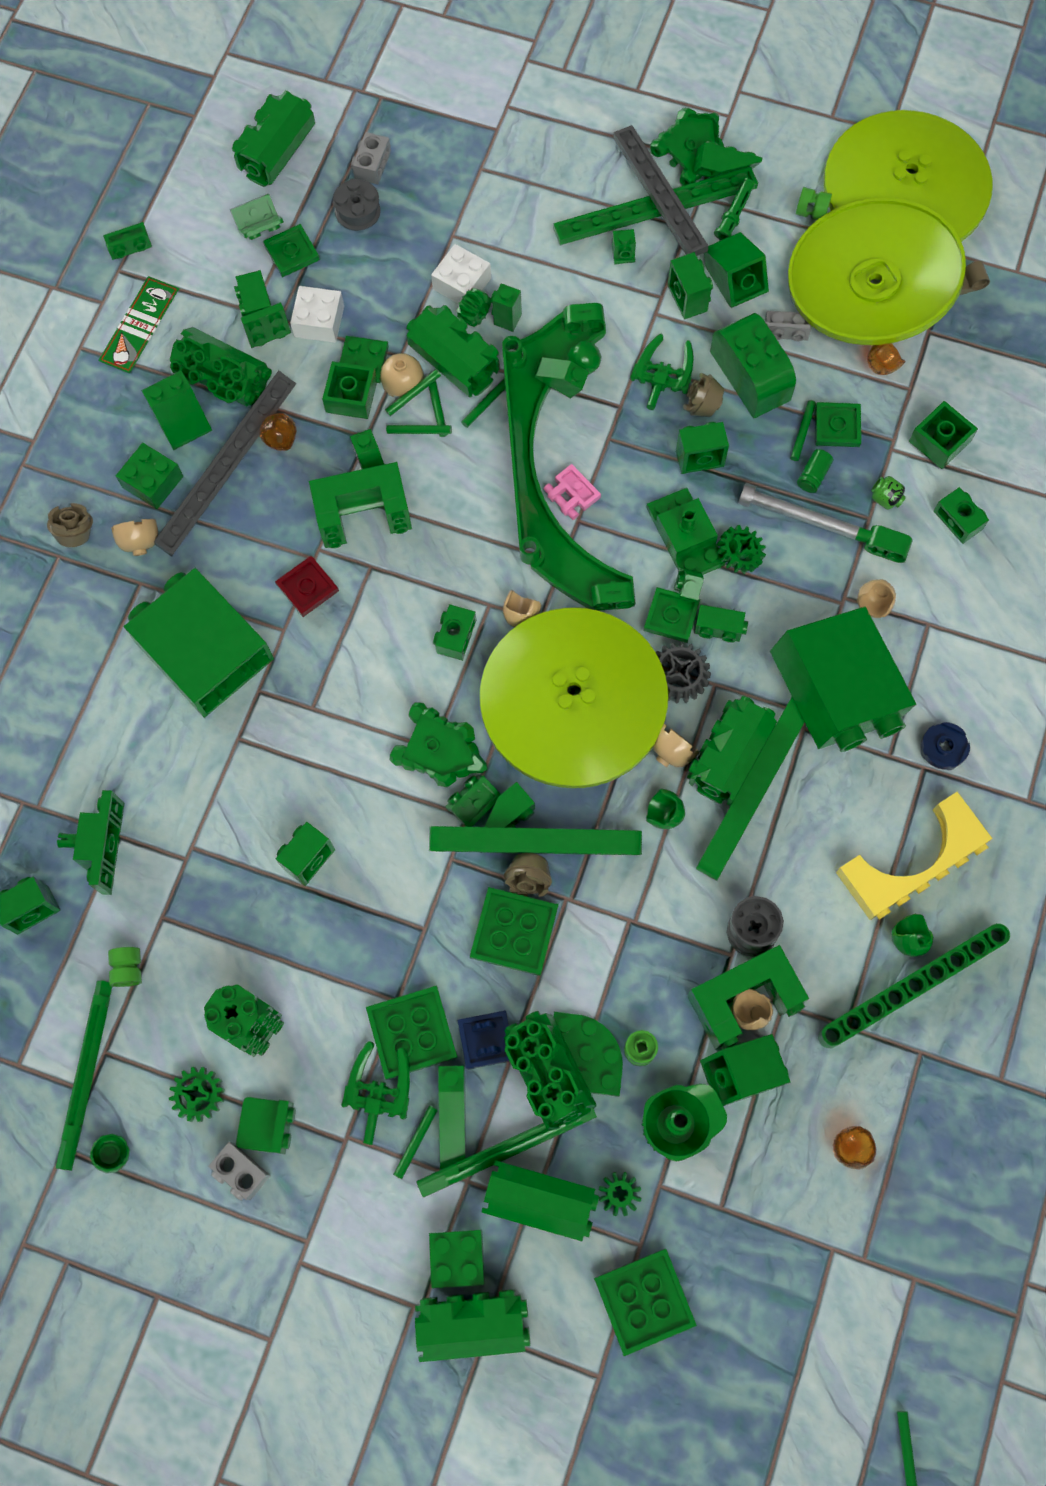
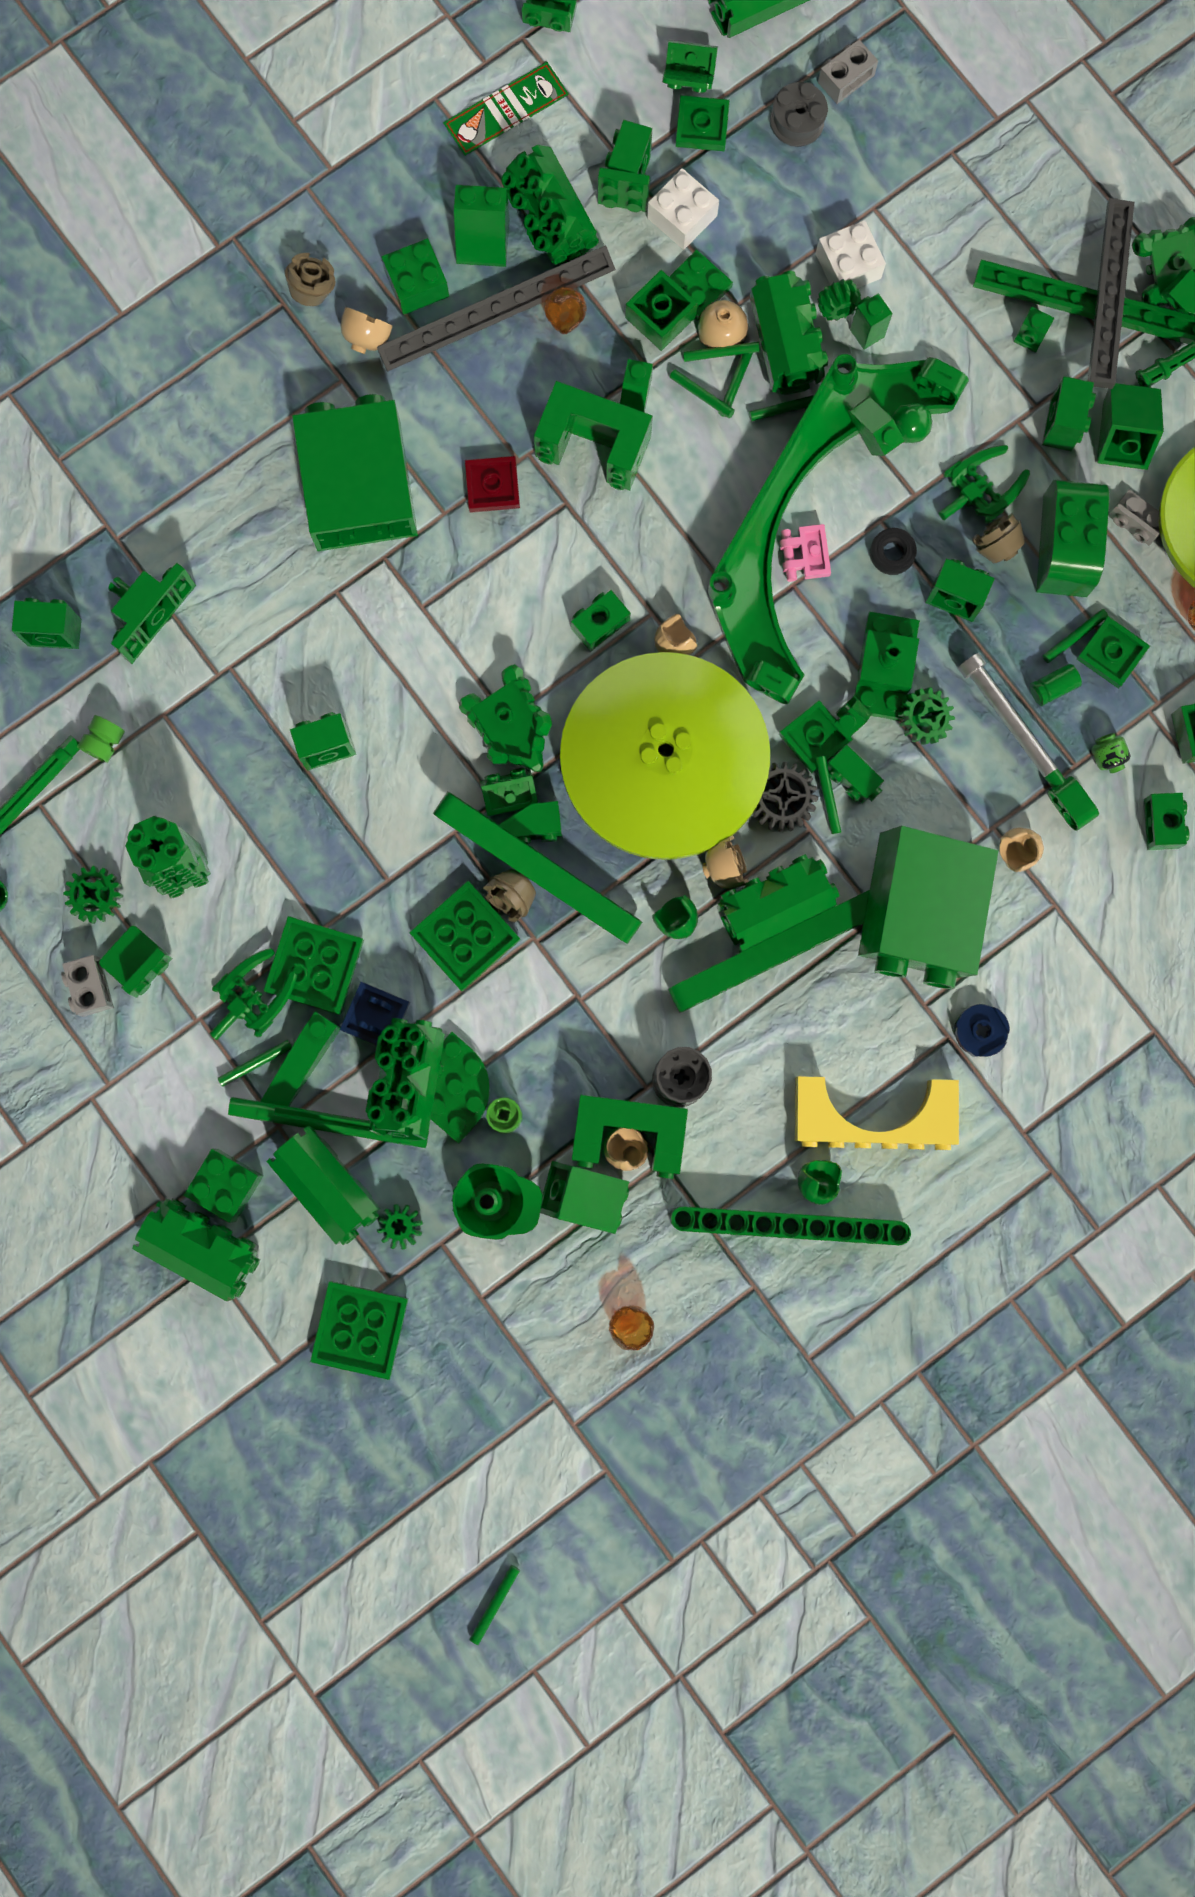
camera: 30 degrees right, 10 degrees up
(630, 465) = (898, 536): none -> black tyre
(711, 649) = (828, 795): none -> green bar

